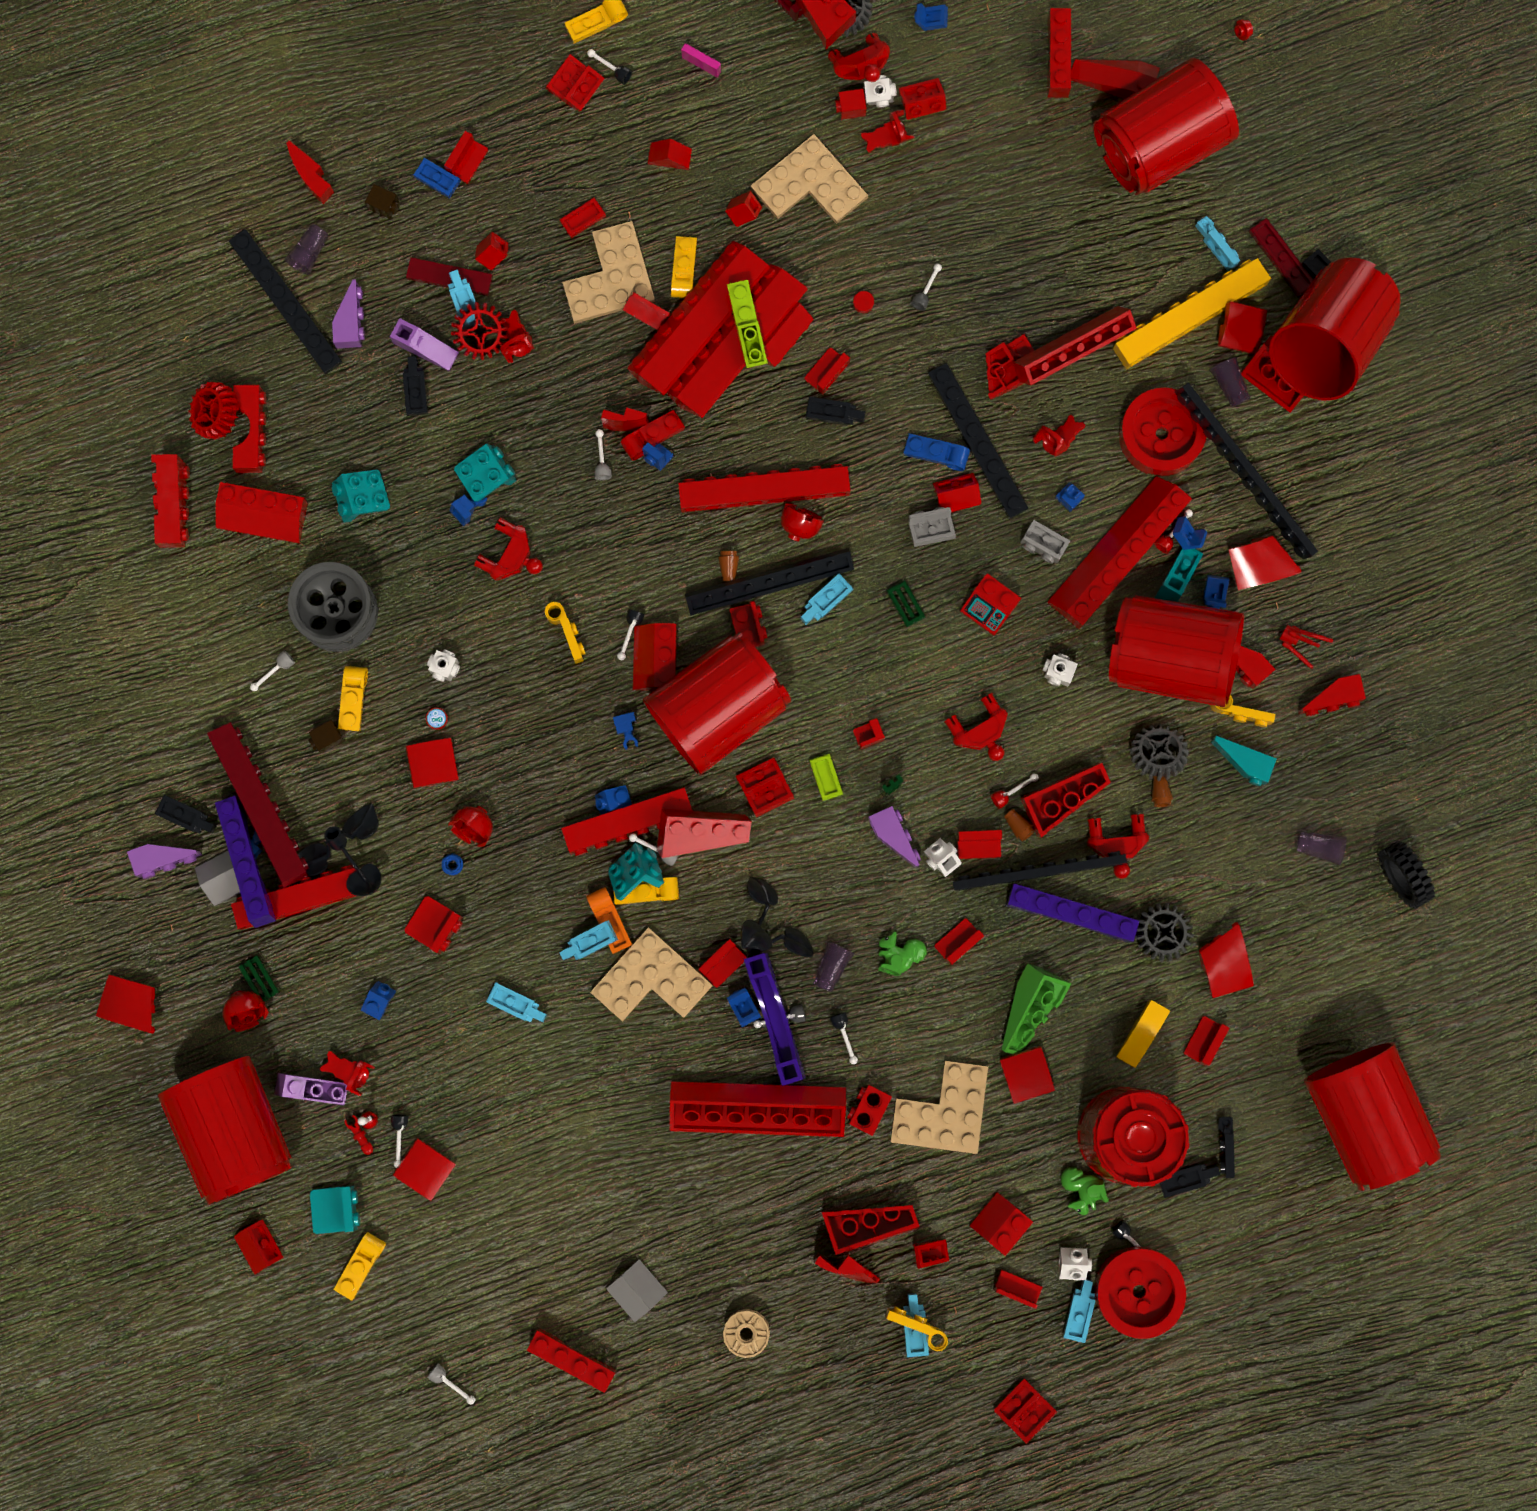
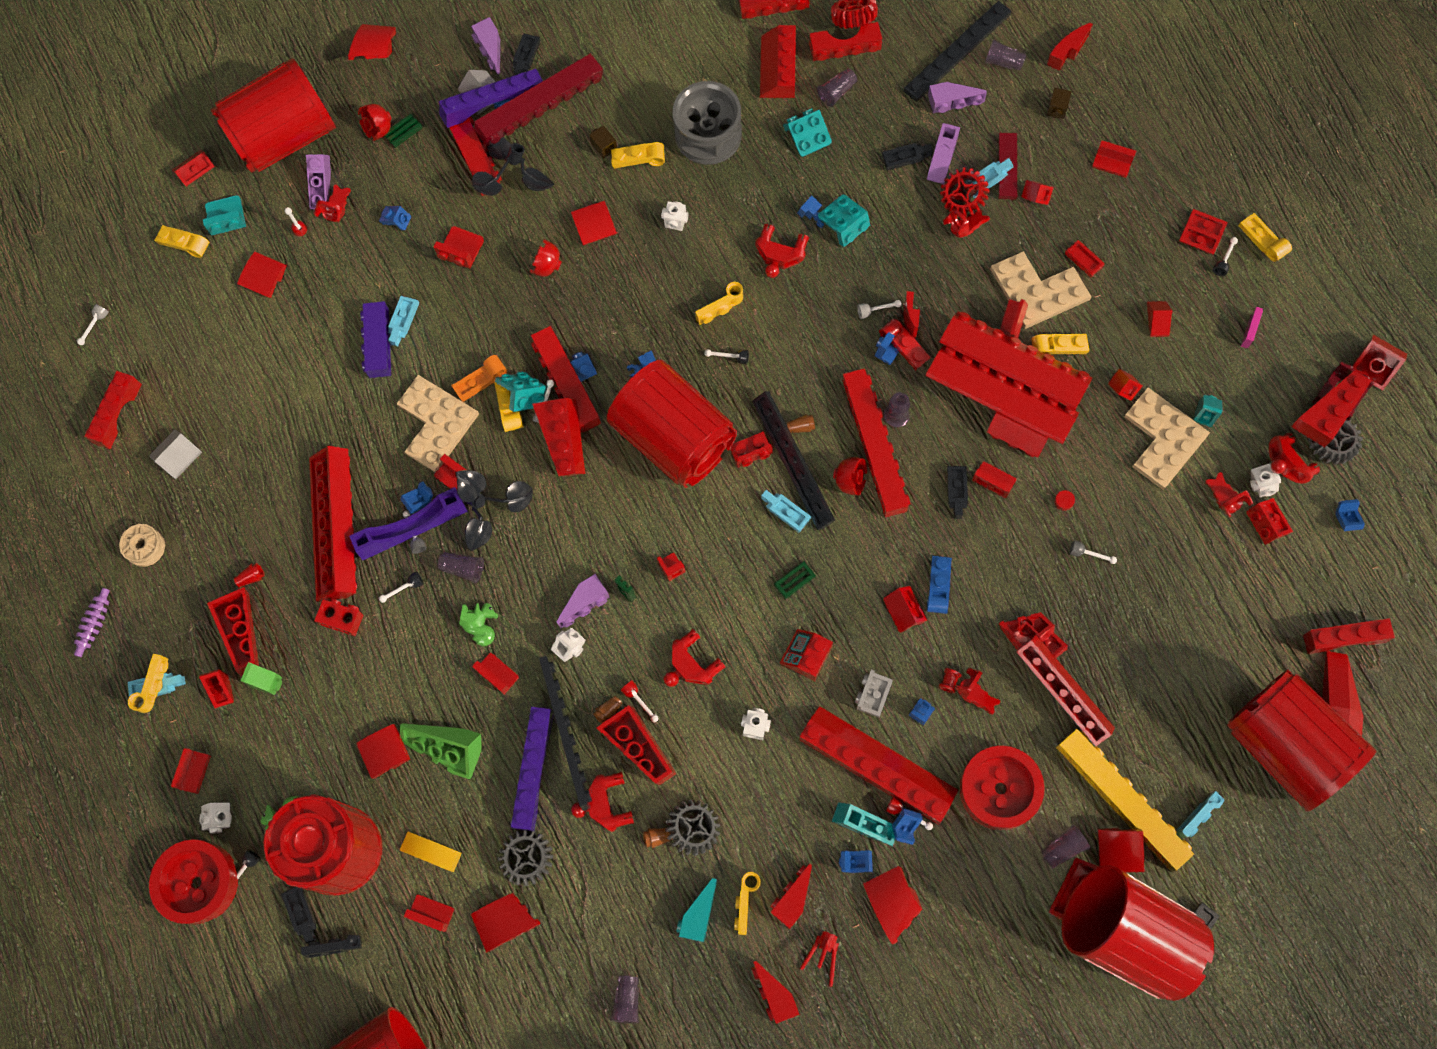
camera: 90 degrees right, 10 degrees down
(283, 661) = (661, 101): hinge -> none
(309, 449) = (836, 87): none -> plant
(359, 1135) = (276, 230): red piece -> none
(399, 1123) = (297, 249): hinge -> none
(436, 718) = (631, 221): tile -> none
(437, 178) = (1090, 140): blue plate -> none
(445, 864) = (509, 249): blue plate -> none
(537, 1036) = (376, 336): none -> dark purple brick
(590, 941) = (459, 365): medium azure hinge -> none
(654, 655) = (713, 378): red slope -> none
(732, 464) = (897, 412): none -> plant
(747, 324) = (1017, 394): lime slope -> none
(765, 787) = (611, 486): red slope -> none
(790, 128) = (1208, 410): none -> teal slope
(803, 1210) = (249, 575): none -> red cone
(826, 777) = (627, 536): lime tile -> none
(829, 1397) = (91, 622): none -> medium lavender piece
(847, 1268) = (197, 614): red slope -> none
(851, 104) = (1246, 458): red brick -> none
(930, 1199) = (261, 679): none -> bright green slope
(931, 526) = (868, 589): light grey bracket -> none
(951, 1123) = (336, 692): tan plate -> none
(977, 441) = (957, 620): black plate -> none
(979, 844) = (586, 678): red panel -> none
(1001, 1223) = (247, 747): red slope -> none
(1025, 1411) = (86, 795): red slope -> none
(1042, 461) = (949, 680): none -> red bush
(1080, 1313) = (173, 830): medium azure hinge -> none
(1176, 649) = (786, 822): red container -> none
(1243, 29) = (1423, 810): red plate -> none
(1250, 477) = (982, 864): black plate -> none
(1281, 257) = (1205, 879): dark red tile -> none

